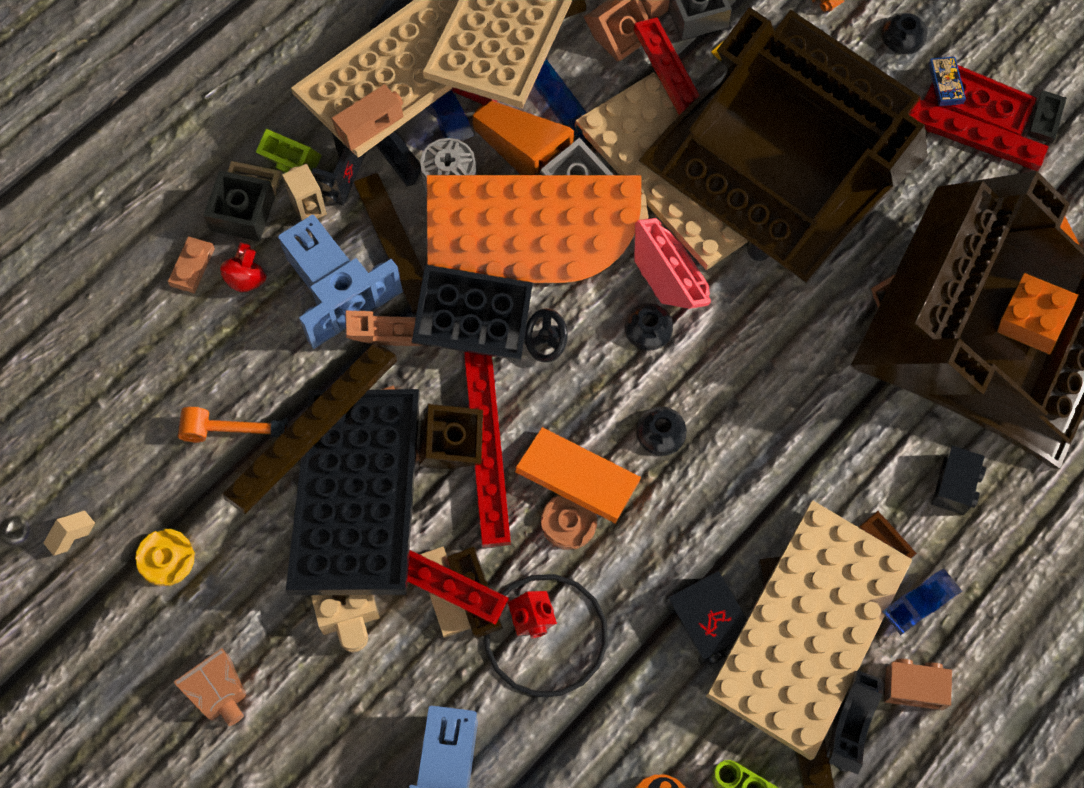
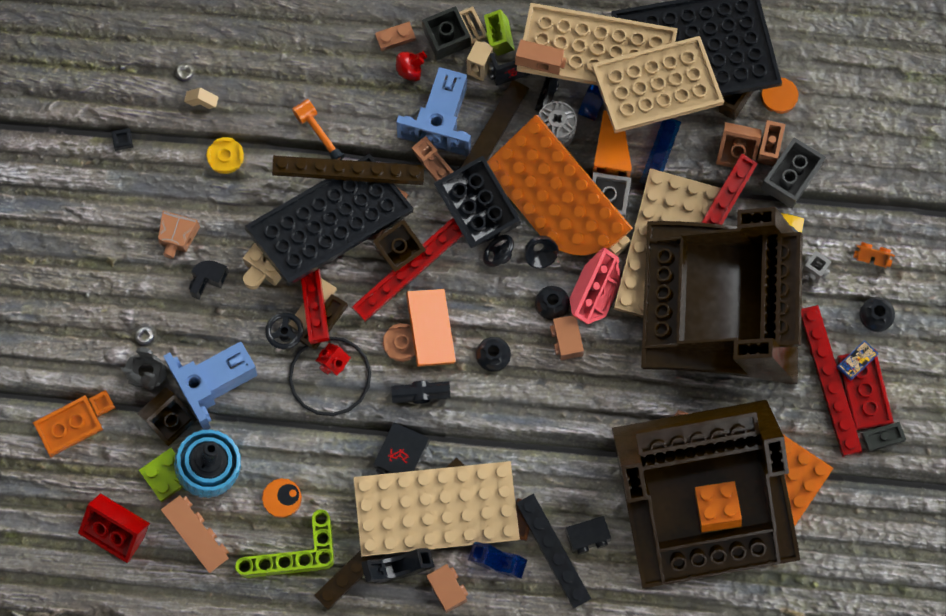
camera: 55 degrees right, 5 degrees up
(32, 667) = (122, 139): none -> black tile
(298, 685) = (207, 272): none -> black brick
(449, 656) = (284, 337): none -> black piece
(588, 292) = (543, 257): none -> black piece
(649, 542) = (420, 392): none -> black piece
(705, 337) = (567, 337): none -> nougat brick
(951, 532) = (553, 551): none -> black plate

